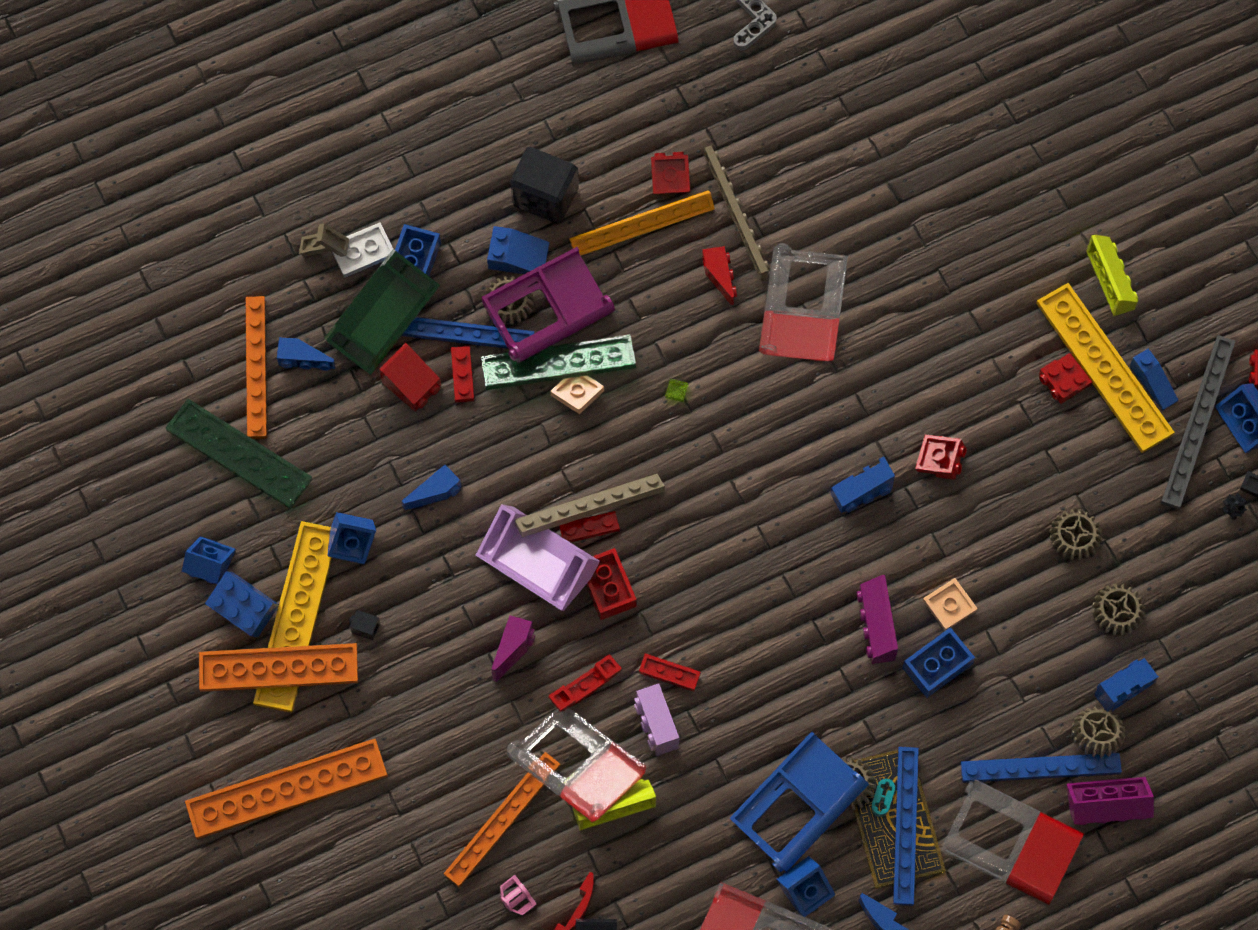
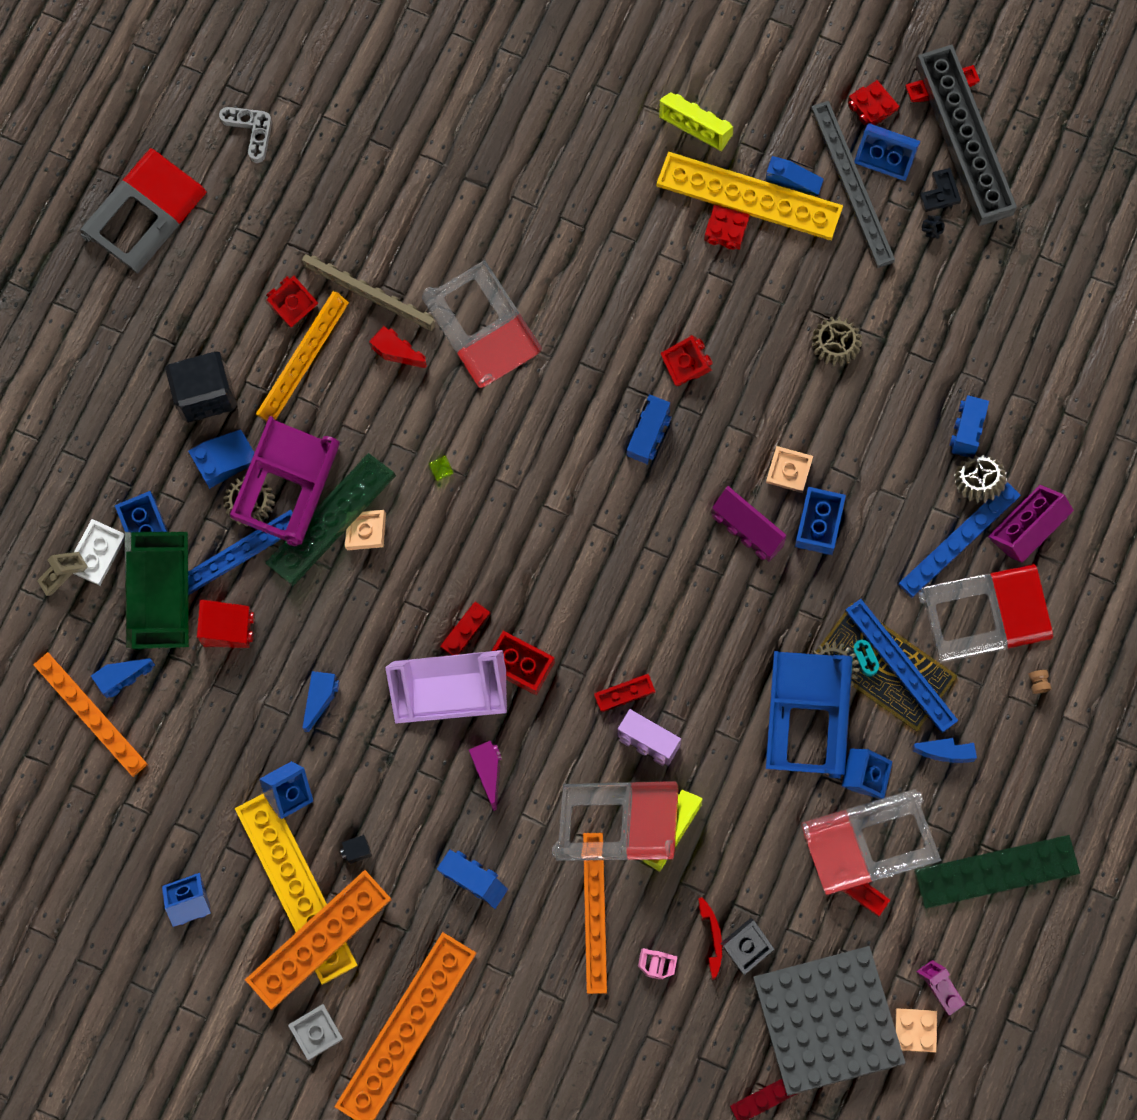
camera: 35 degrees left, 5 degrees up
(218, 735) = (315, 1032): none -> light grey plate
(239, 453) = (136, 794): clear green plate -> none
(242, 604) = (245, 913): blue brick -> none
(432, 717) = (472, 877): none -> blue wedge
(462, 374) = (261, 588): red plate -> none
(586, 684) = (568, 754): red slope -> none
(589, 505) = (453, 613): dark tan plate -> none
(1125, 613) = (923, 371): dark tan gear -> none

